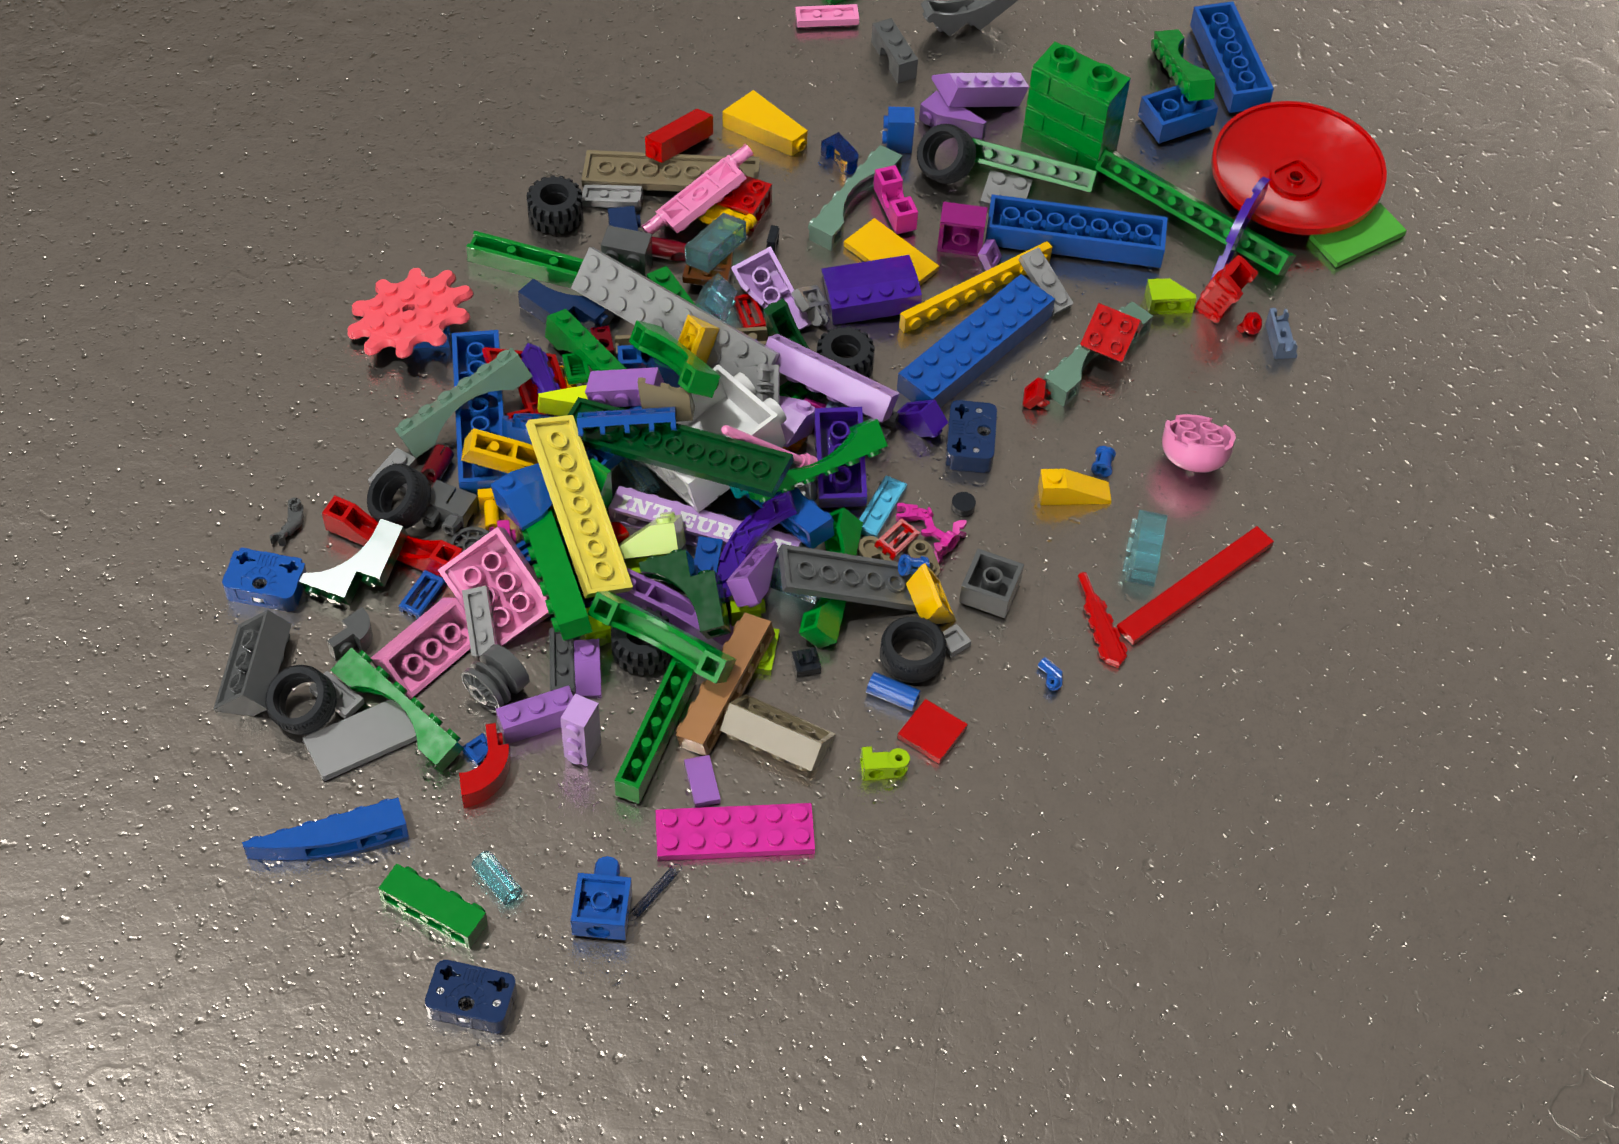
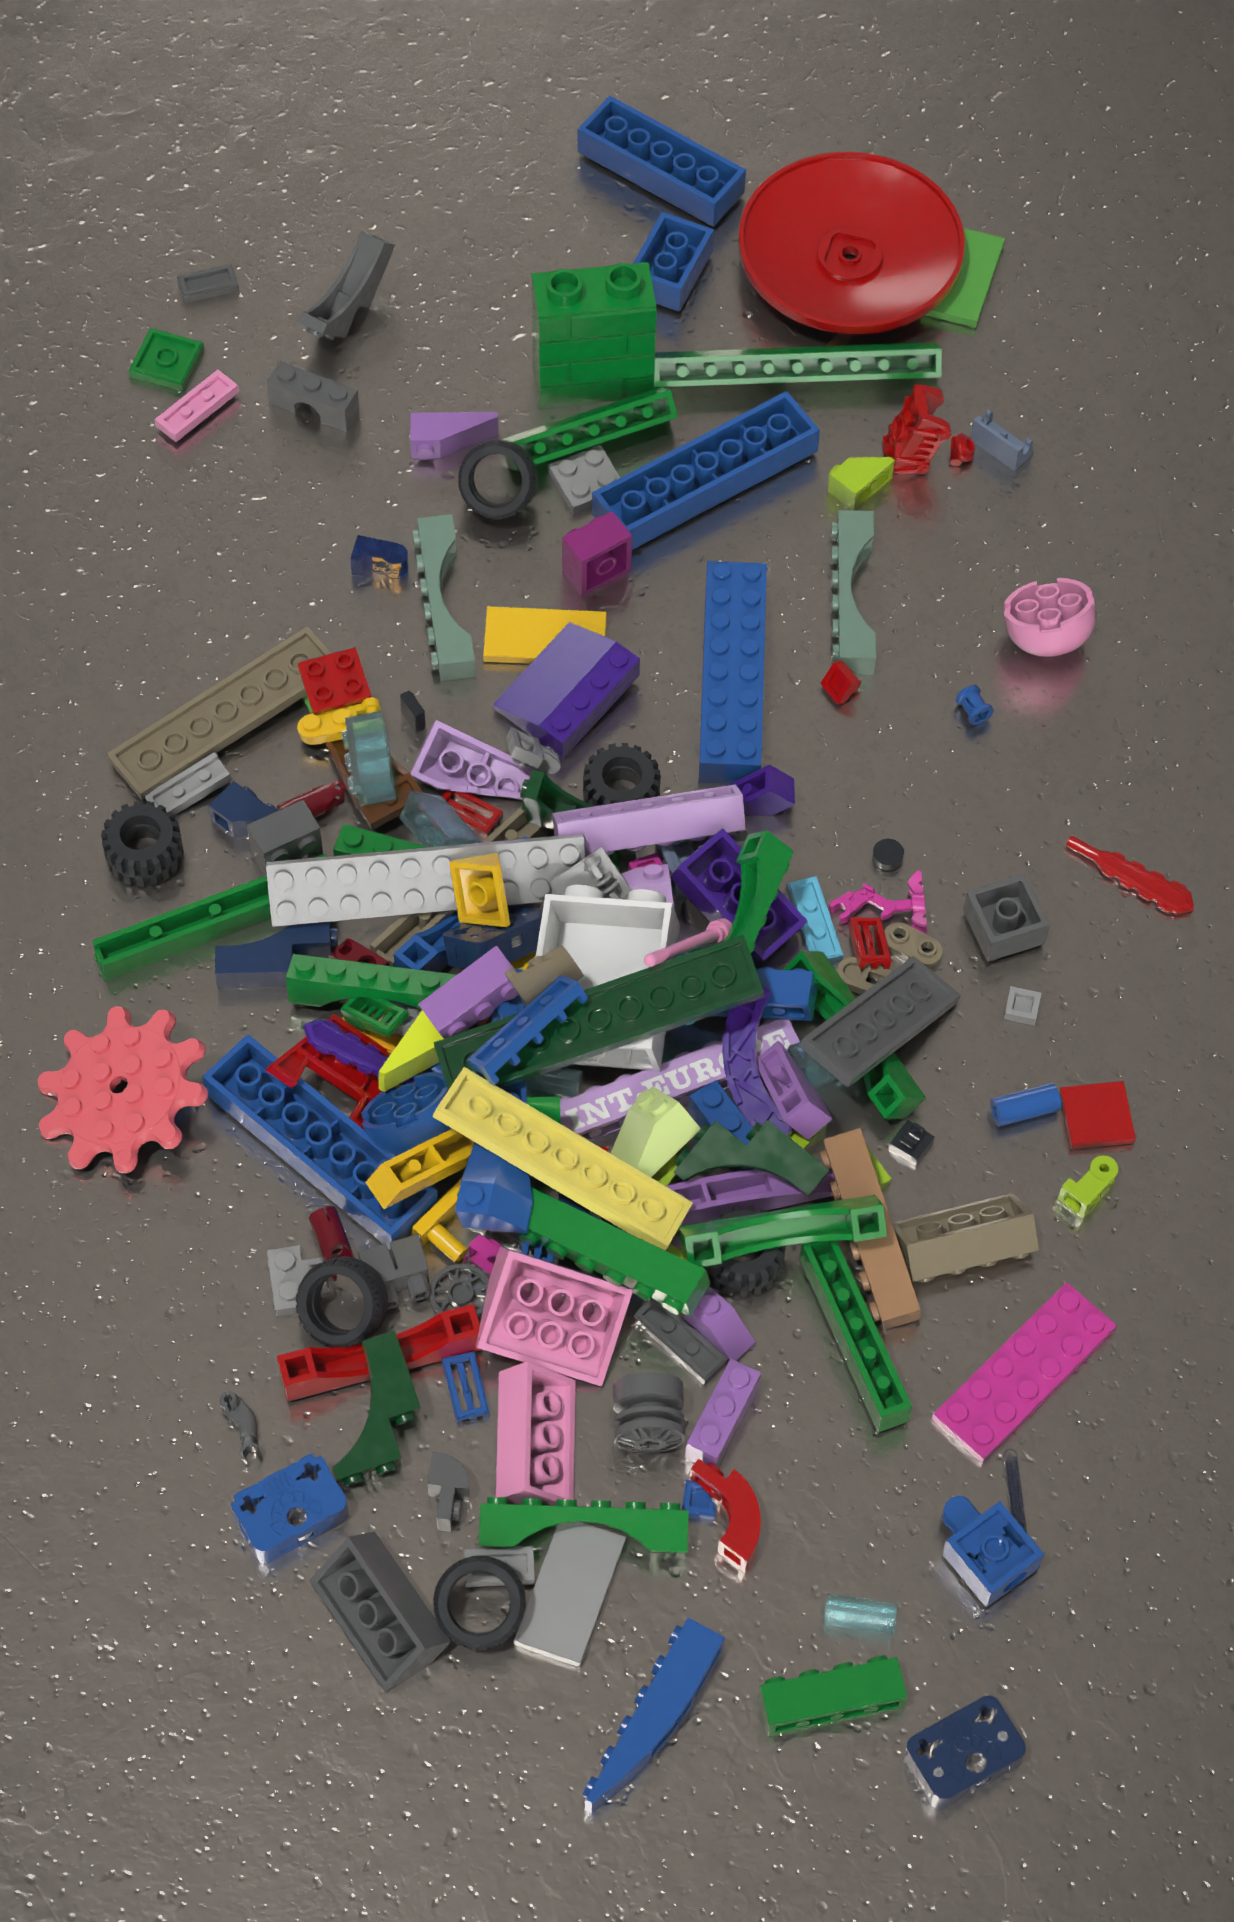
camera: 40 degrees left, 5 degrees up
(423, 428) = (284, 1203): sand green arch -> none
(479, 619) = (570, 1365): light grey hinge -> none
(581, 730) = (797, 1394): lavender brick -> none
(679, 135) = (195, 663): red brick -> none
(694, 374) = (540, 923): green arch -> none
(701, 193) = (296, 714): bright pink plate -> none
(702, 781) = (943, 1347): medium lavender tile -> none
(765, 124) = (266, 581): yellow slope -> none
(899, 129) = (419, 486): blue brick -> none
(899, 209) = (472, 562): dark pink arch -> none
(912, 564) = (921, 961): blue bush -> none
(913, 628) = (1007, 1018): black tyre -> none
(929, 596) = (964, 980): yellow slope -> none
(966, 291) = (666, 616): yellow plate -> none
(971, 437) = (828, 776): dark blue axle -> none
(981, 89) = (453, 376): medium lavender slope -> none
(989, 254) = (645, 562): medium lavender plate -> none
(1044, 277) = (727, 546): light grey plate -> none
(1054, 674) = (1146, 965): blue arm -> none
(1071, 488) = (972, 758): yellow slope -> none
(1111, 332) = (860, 560): red bracket -> none
(1145, 548) = (1102, 766): clear light blue brick -> none
(1192, 80) = (674, 217): green arch -> none
(1194, 585) = (1178, 769): red tile -> none
(1241, 222) = (863, 321): dark purple tile -> none

